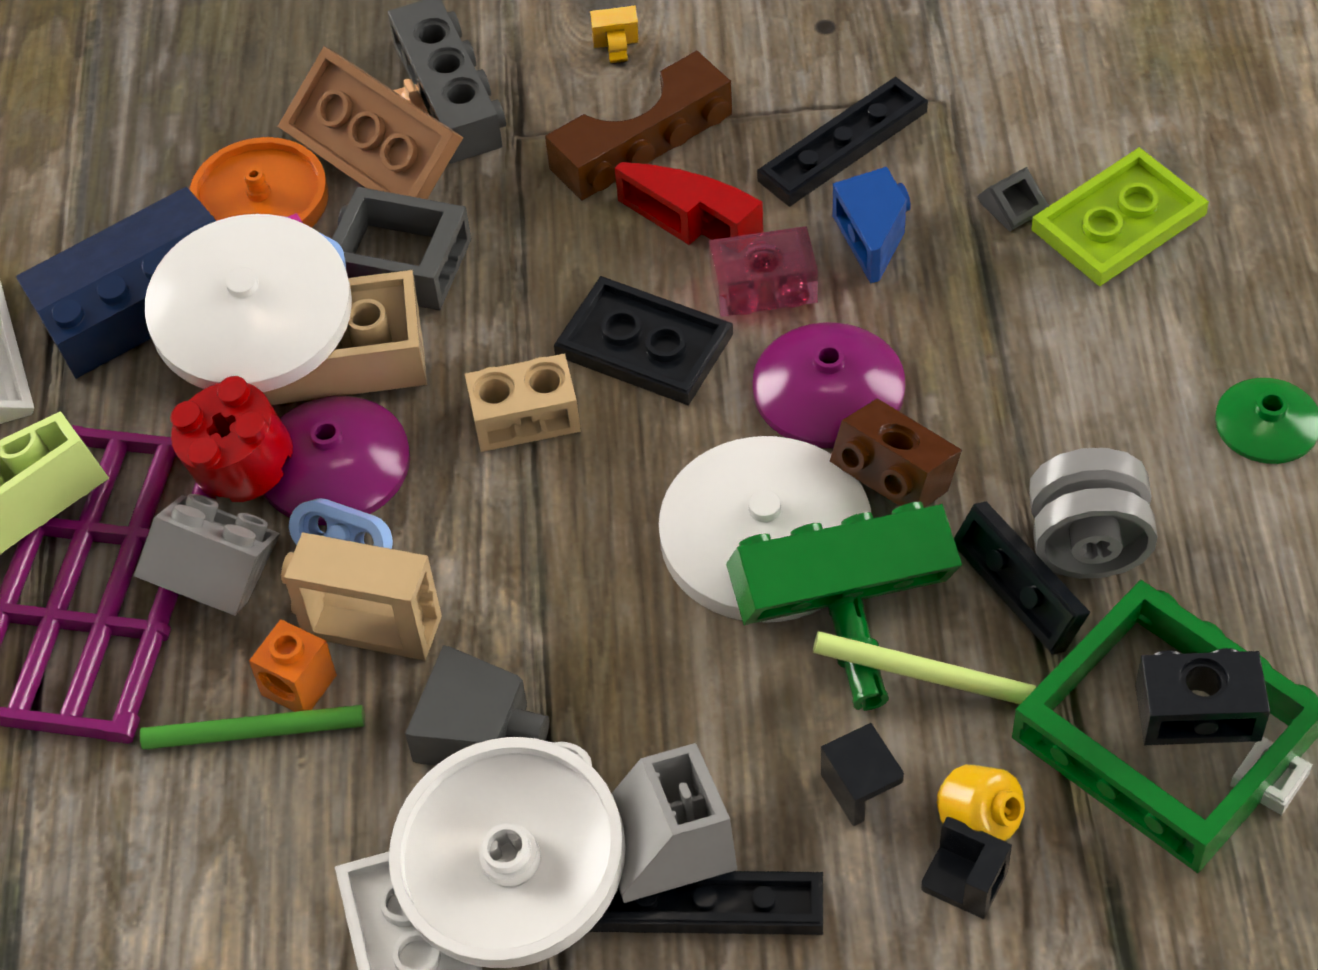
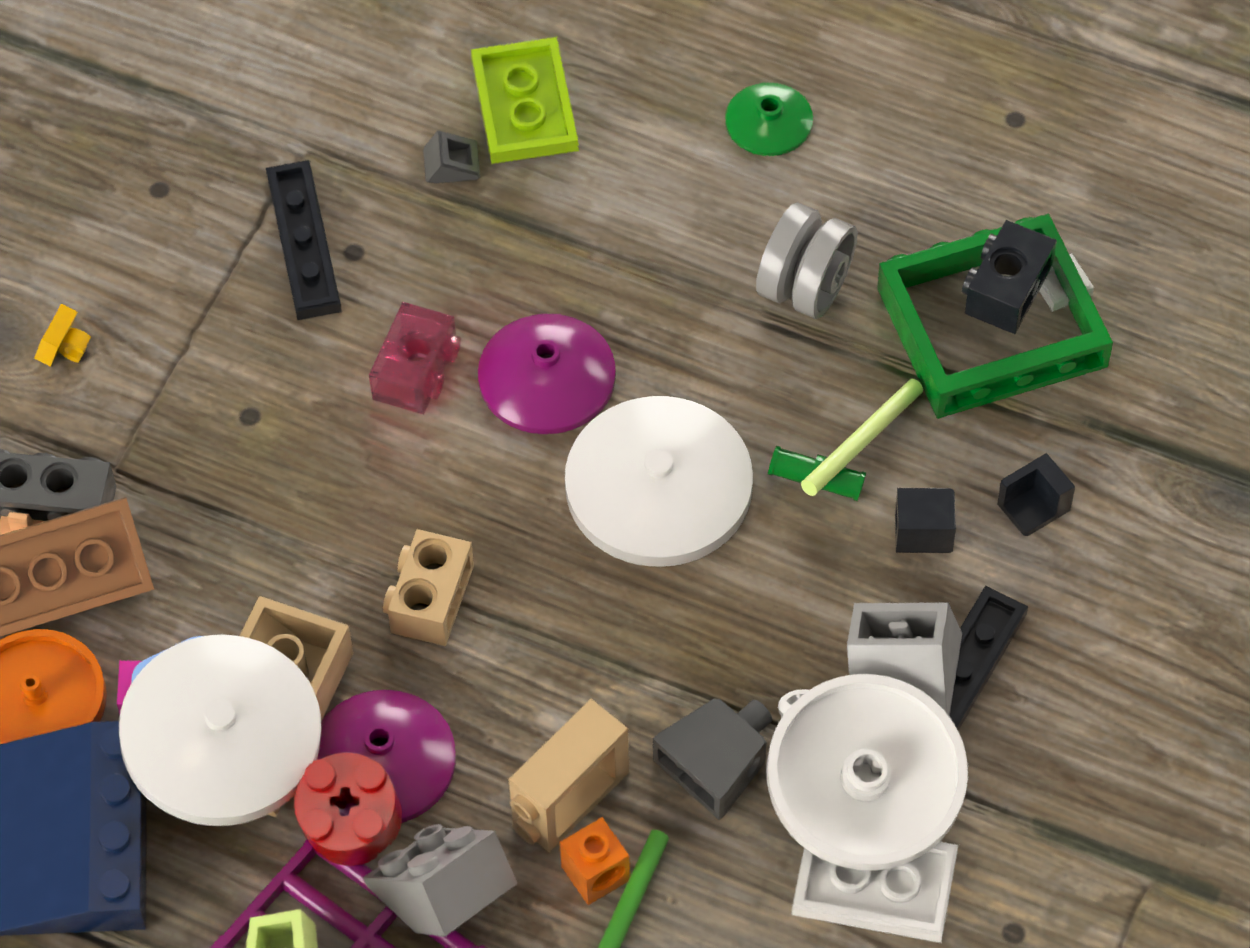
camera: 65 degrees left, 5 degrees up
(341, 521) = (476, 778): light blue plate -> none
(440, 220) = (196, 556): dark grey window -> none
(589, 148) = (191, 414): reddish brown arch -> none
(644, 340) = (414, 477): black tile -> none
(687, 202) = (303, 375): red slope -> none
(854, 559) = (746, 438): green brick -> none
(871, 218) = (414, 260): blue slope -> none
(895, 455) = (662, 358): reddish brown brick -> none
(983, 800) = (995, 455): yellow head -> none
(1020, 578) = (818, 338): black tile -> none

